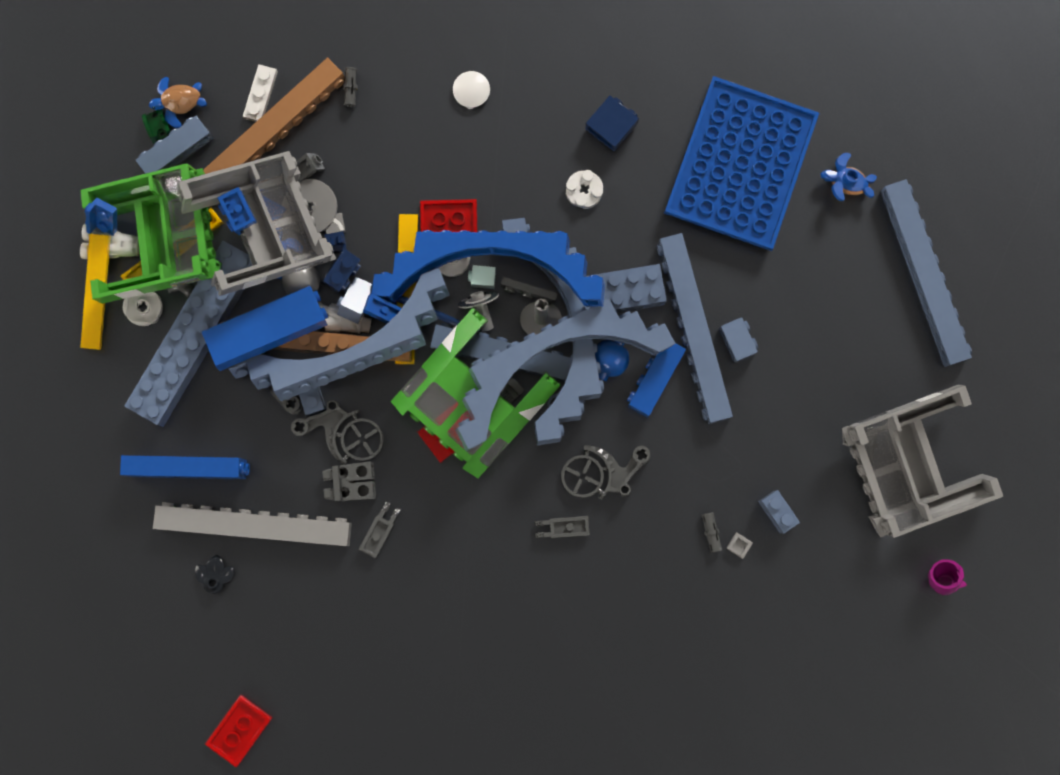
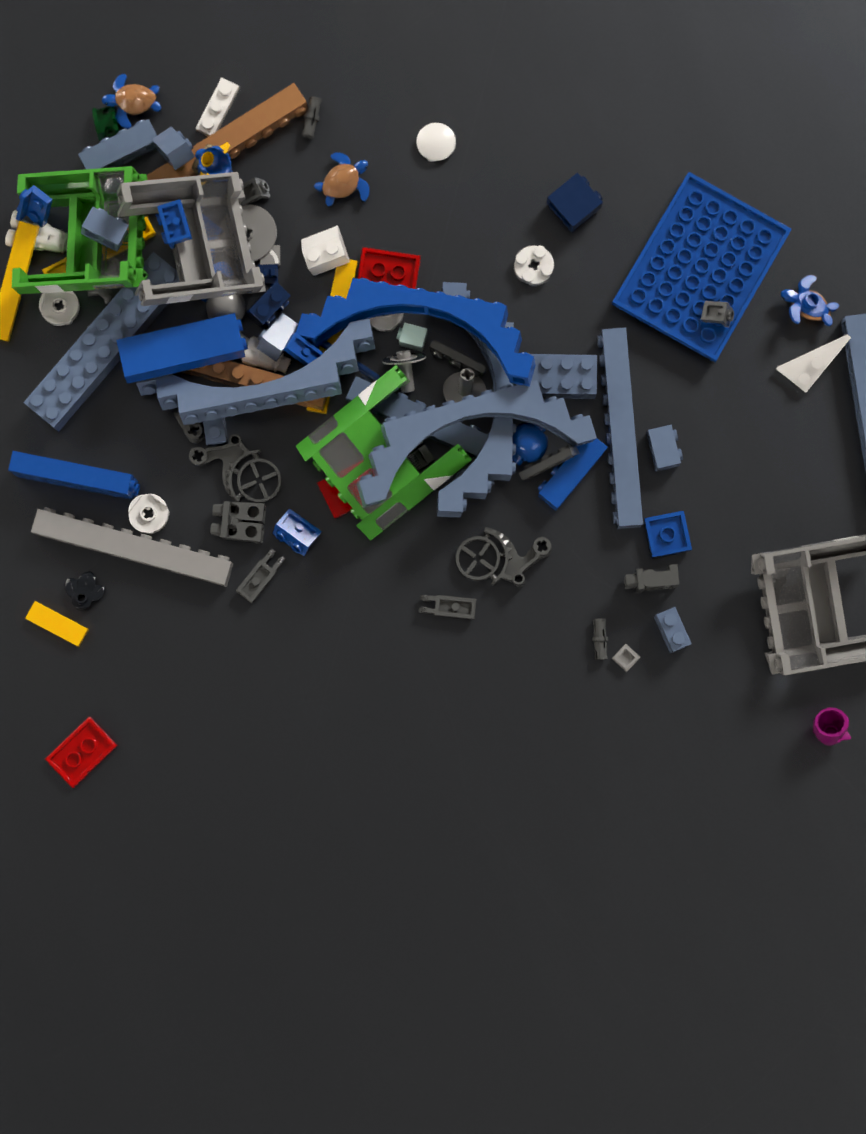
camera: 10 degrees right, 0 degrees up
(172, 227) = (105, 228): none -> sand blue brick
(193, 611) = (57, 623): none -> yellow tile
(225, 138) = (174, 147): none -> sand blue brick
(263, 144) = (212, 160): none -> blue hair
(273, 488) = (137, 514): none -> white plate
(385, 210) = (324, 251): none -> white slope
(391, 140) = (344, 179): none -> animal
(406, 482) = (296, 532): none -> blue bracket
(632, 373) = (549, 461): none -> dark grey plate
(749, 468) = (652, 580): none -> dark grey hips
(757, 421) = (667, 534): none -> blue plate
(766, 204) = (717, 313): none -> dark grey bracket
(859, 240) = (807, 368): none -> white wing

